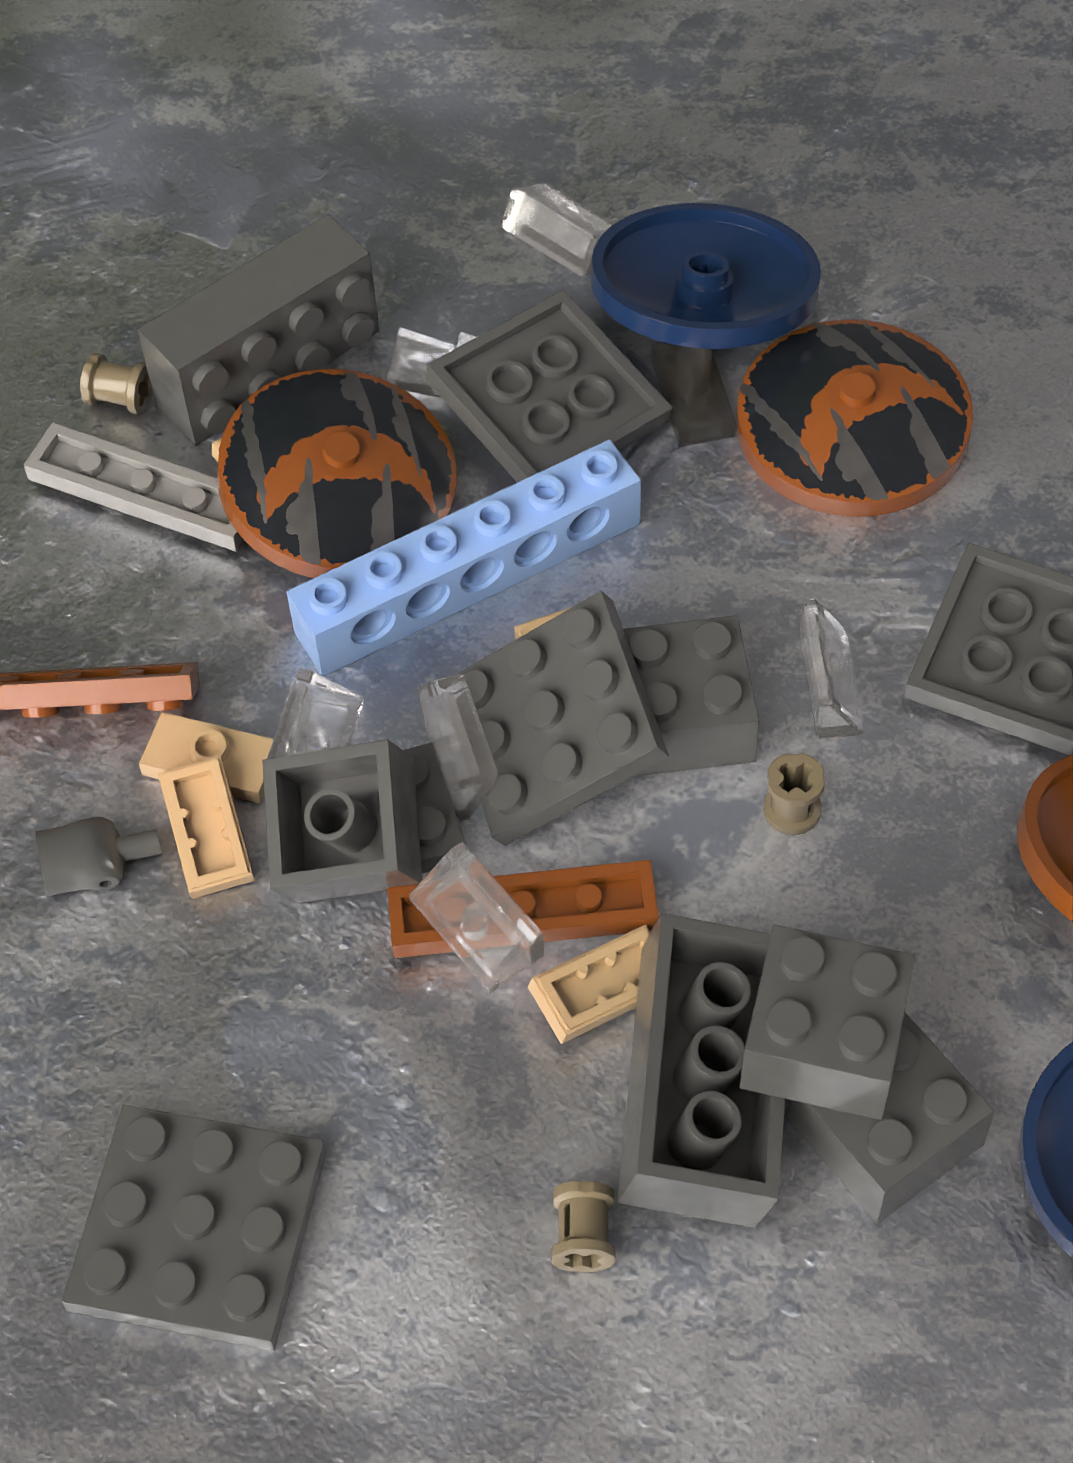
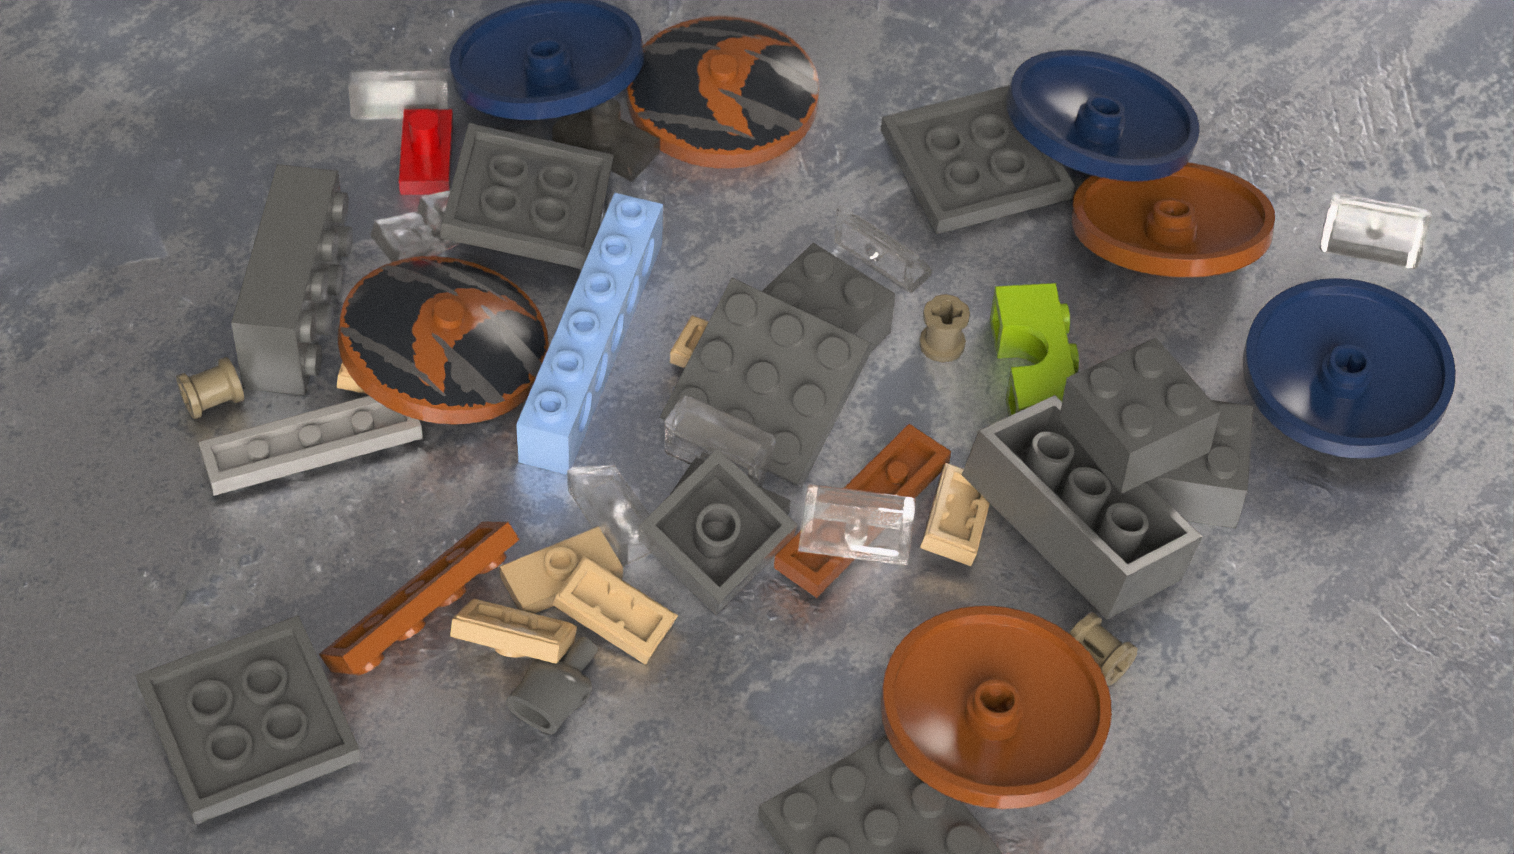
camera: 50 degrees left, 5 degrees down
(105, 778) = (513, 631): none -> tan plate
(409, 1196) = (995, 707): none -> dark orange dish
(528, 281) = (426, 151): none -> red tile
(885, 854) = (1034, 327): none -> lime arch

